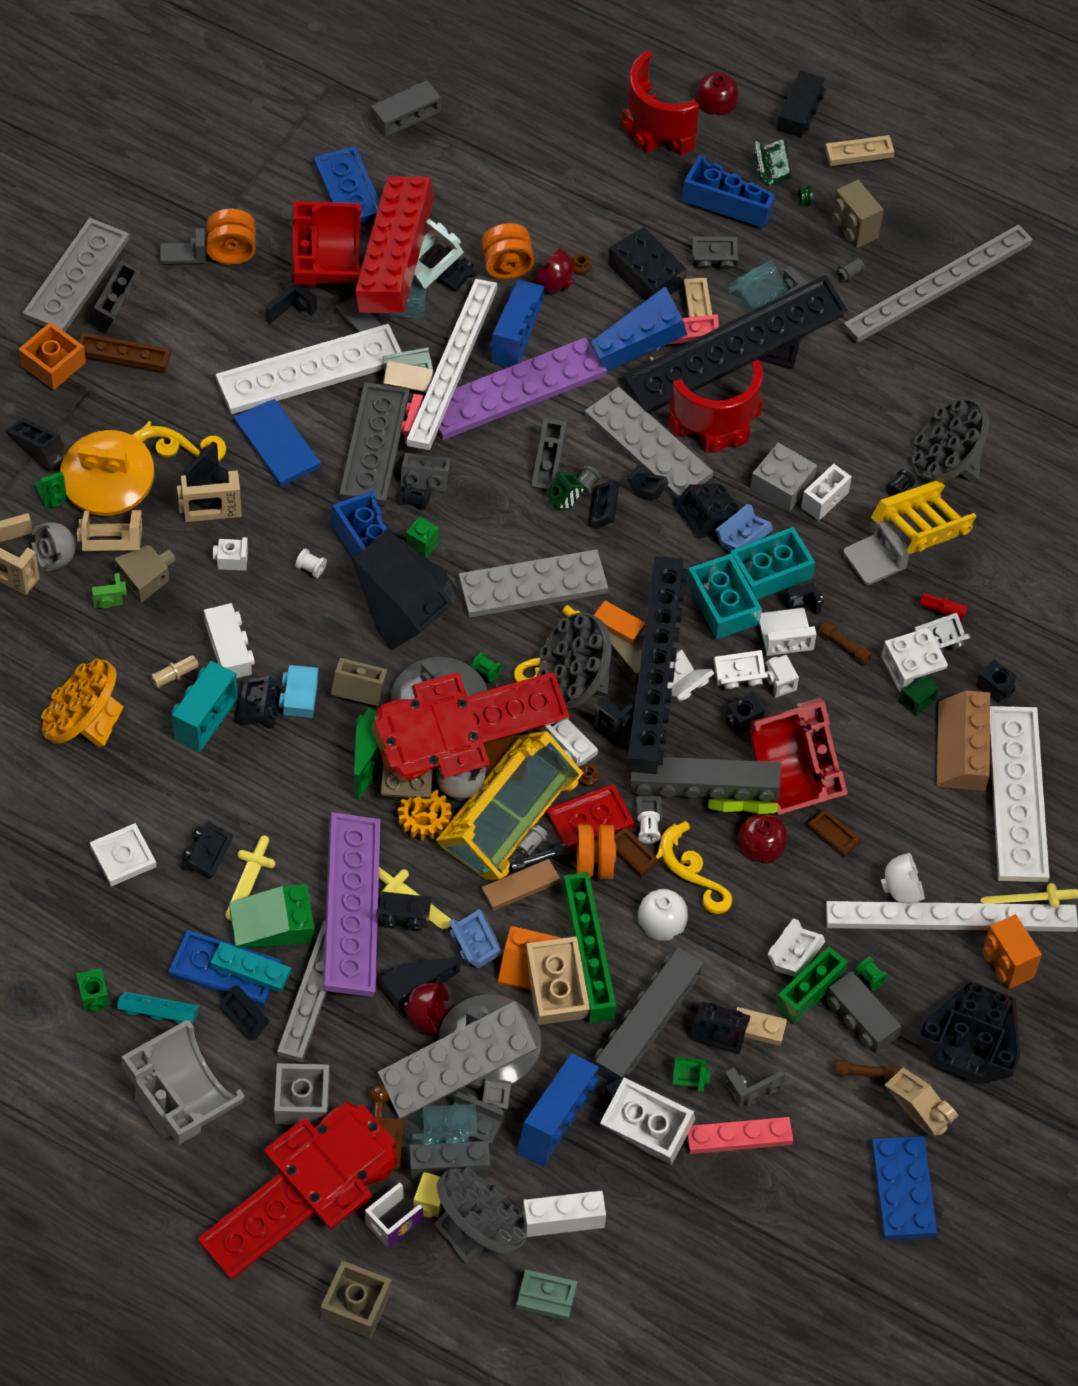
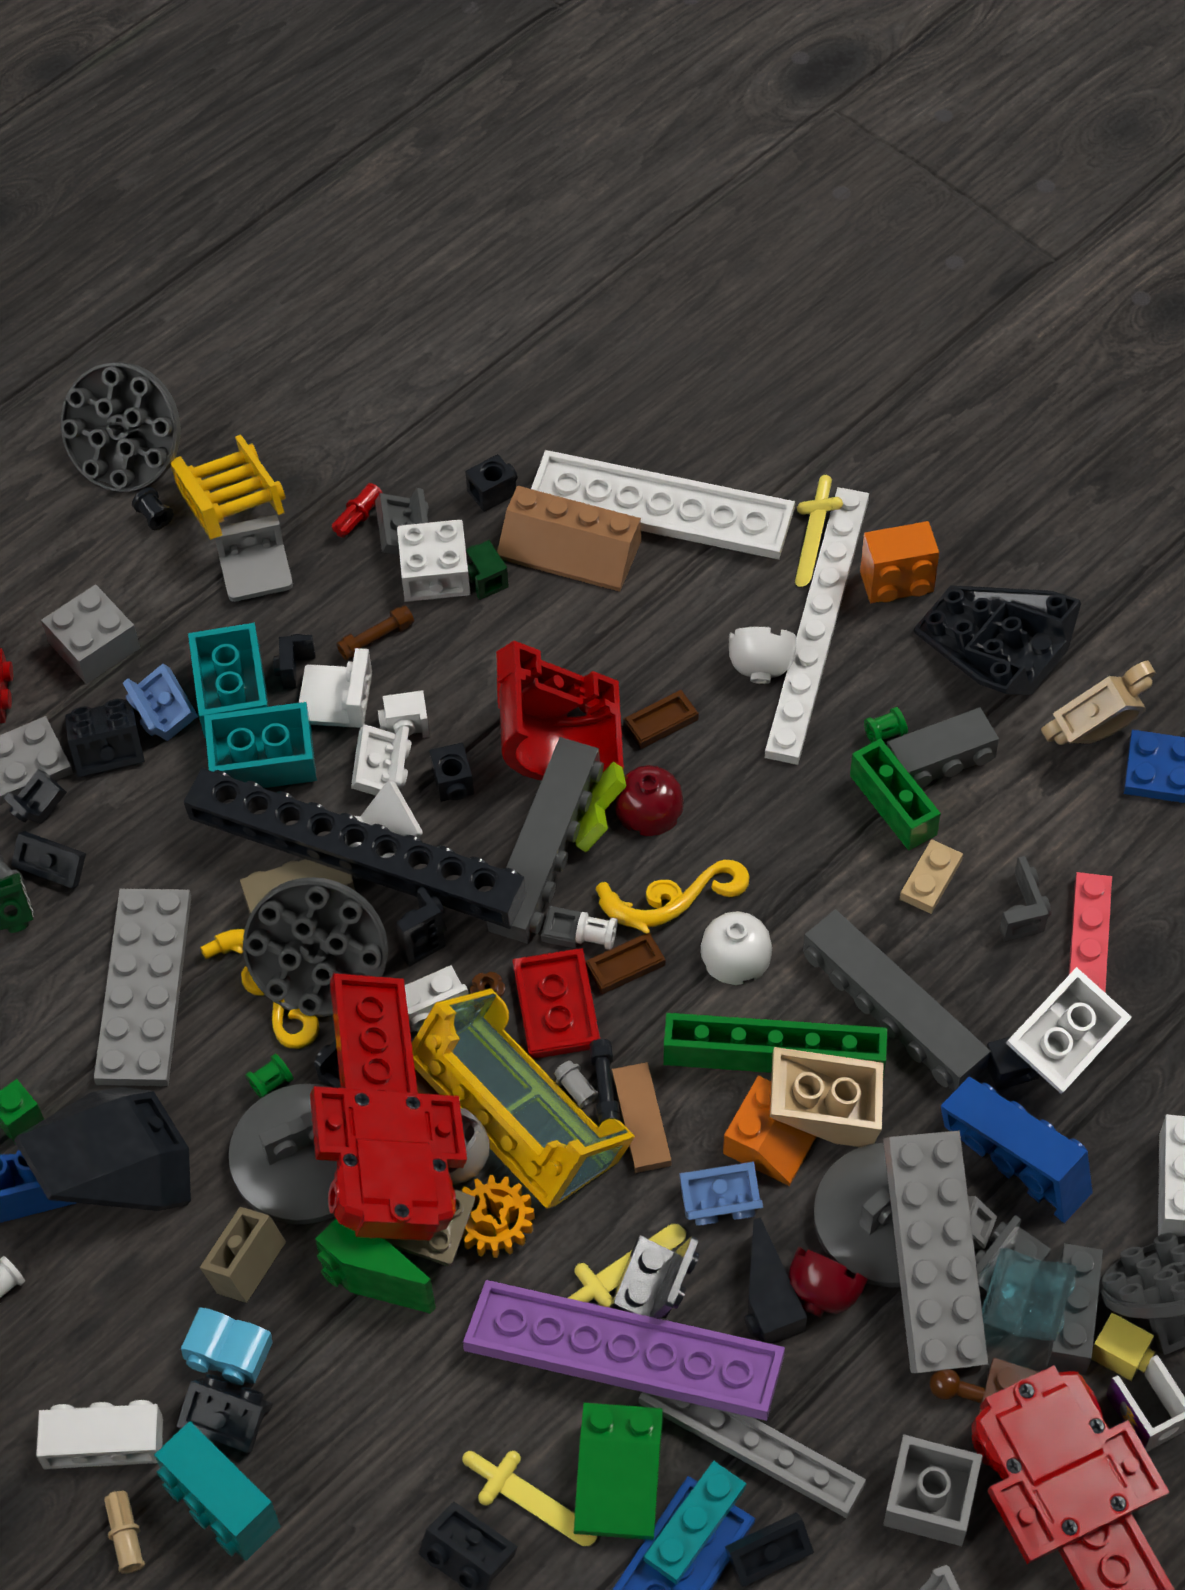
camera: 70 degrees left, 0 degrees up
(596, 851) = (630, 999): orange wheel -> none
(620, 622) = (263, 877): orange tile -> none
(691, 1073) = (992, 968): green bracket -> none
(720, 1027) = (930, 916): black bracket -> none
(795, 949) = (834, 801): white bracket -> none
(826, 492) = (137, 589): white brick -> none
(844, 1068) = (1016, 791): reddish brown bar -> none

